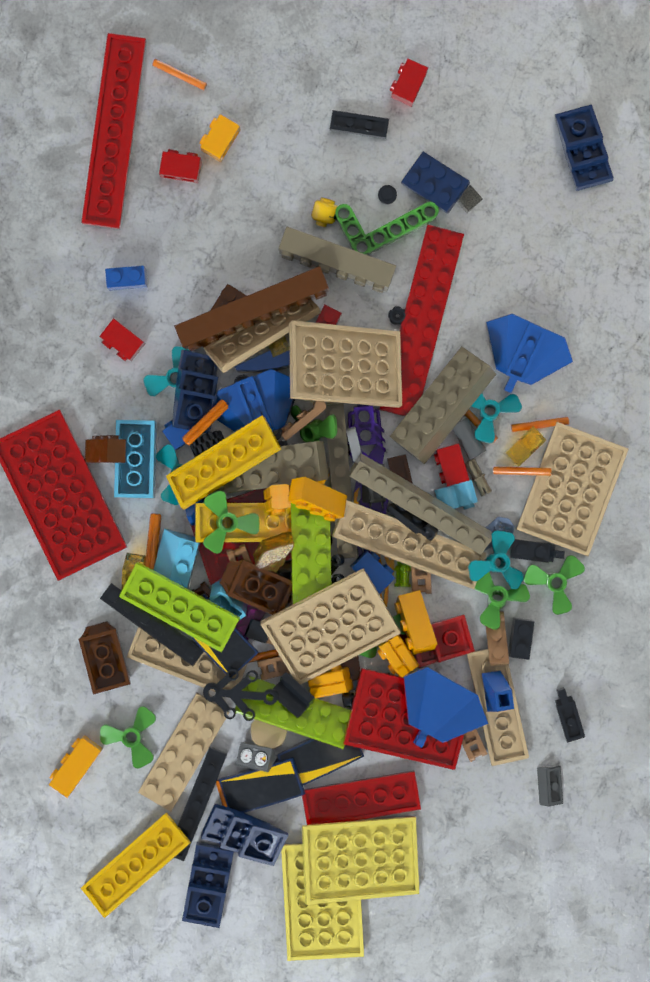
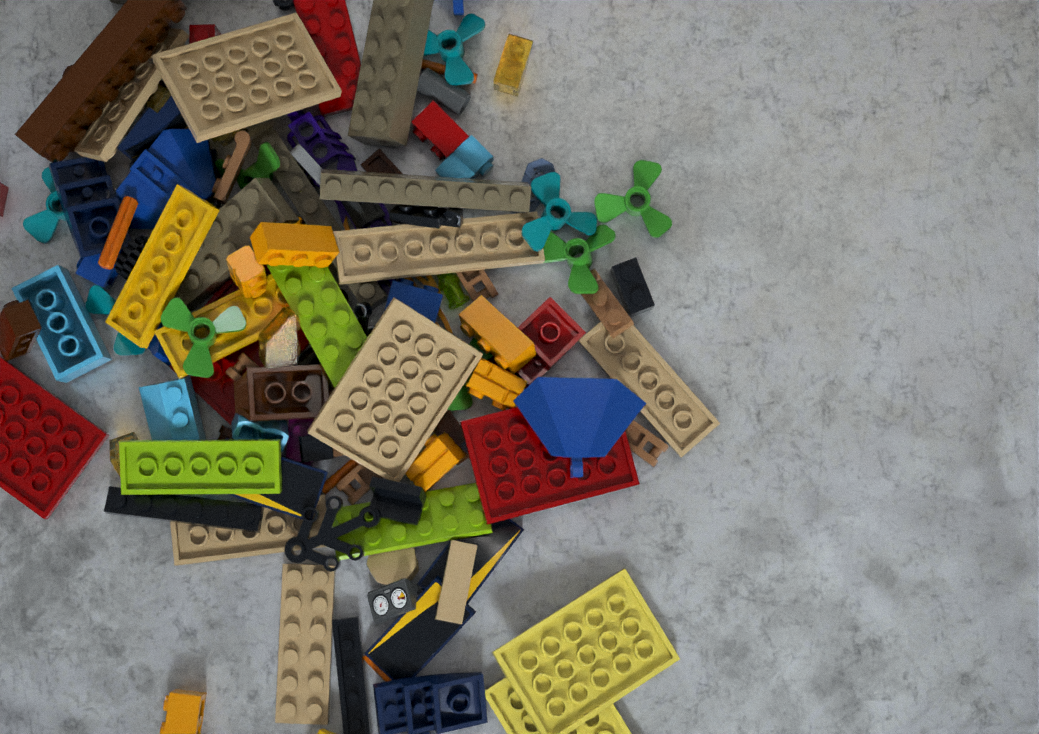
camera: 25 degrees left, 5 degrees down
(104, 658) = (149, 583): reddish brown slope -> none
(140, 754) = (253, 674): bright green piece -> none
(153, 540) = (134, 407): orange axle -> none
(303, 768) = (456, 582): none -> tan tile
(347, 699) = (466, 472): black plate -> none
(362, 799) = (549, 581): red plate -> none
(478, 477) = (478, 129): dark tan axle -> none
(497, 692) = (638, 364): blue slope -> none
(522, 471) = (526, 94): orange bar -> none
(535, 551) = (593, 179): black hinge -> none
(539, 424) = (519, 31): orange bar -> none
(550, 785) = (763, 444): dark grey slope -> none
(569, 716) = (740, 349): black hinge -> none
(576, 495) = (595, 85): tan plate -> none

